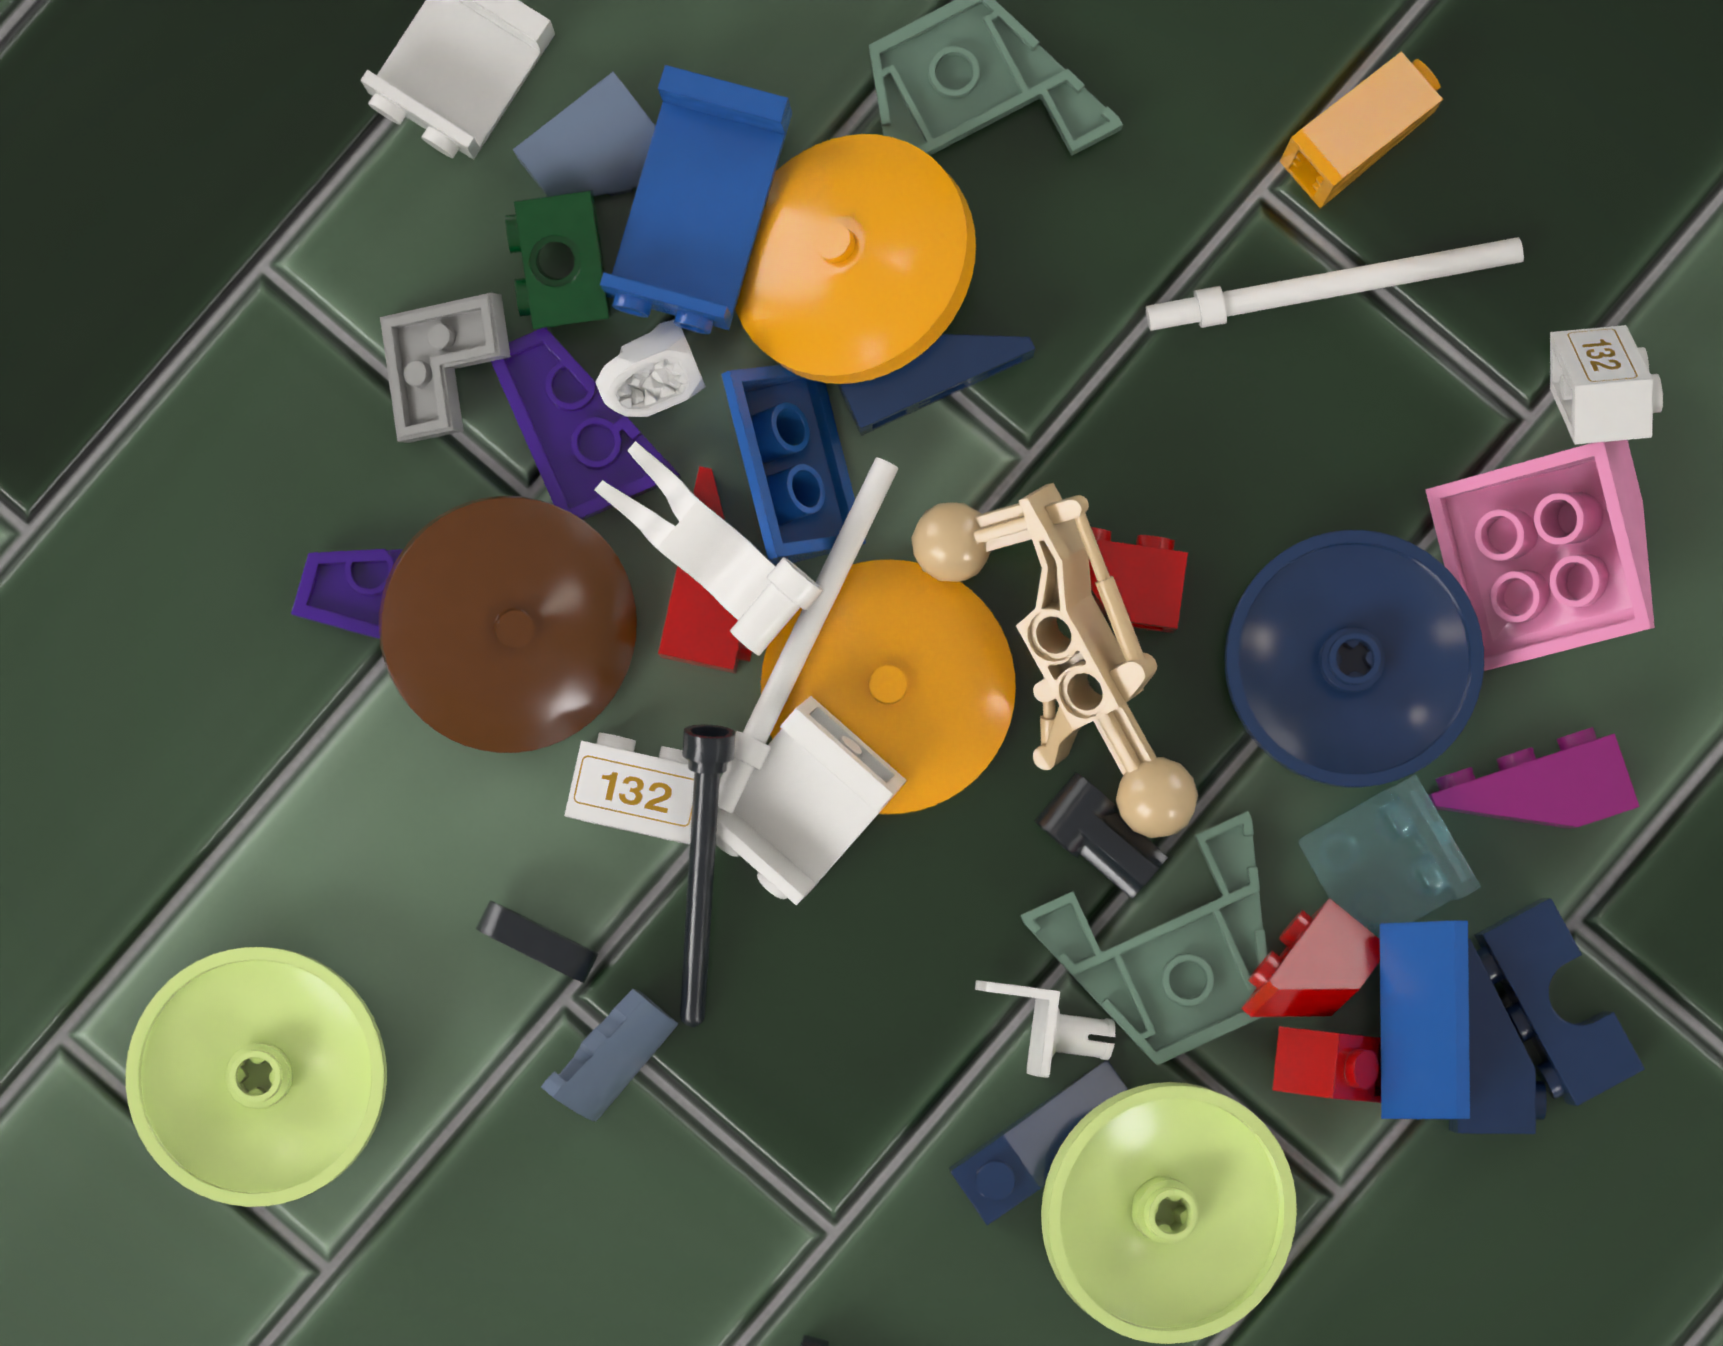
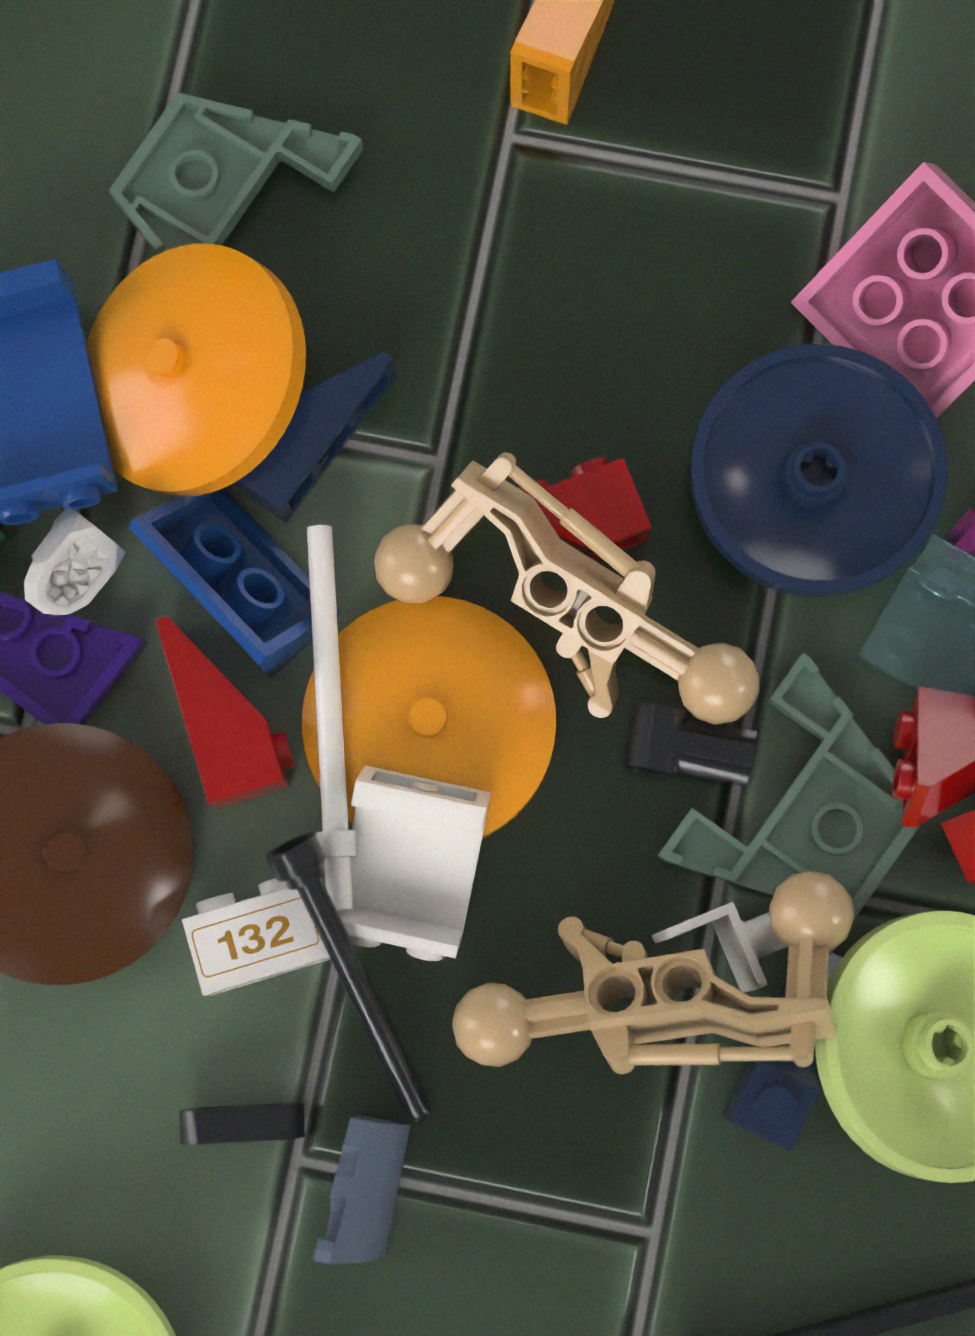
camera: 30 degrees left, 5 degrees down
(718, 557) = (215, 688): white flag -> none
(1115, 1038) = (807, 915): none -> tan piece
(1213, 306) = (525, 247): white bar -> none
(1603, 384) = (893, 123): white brick -> none

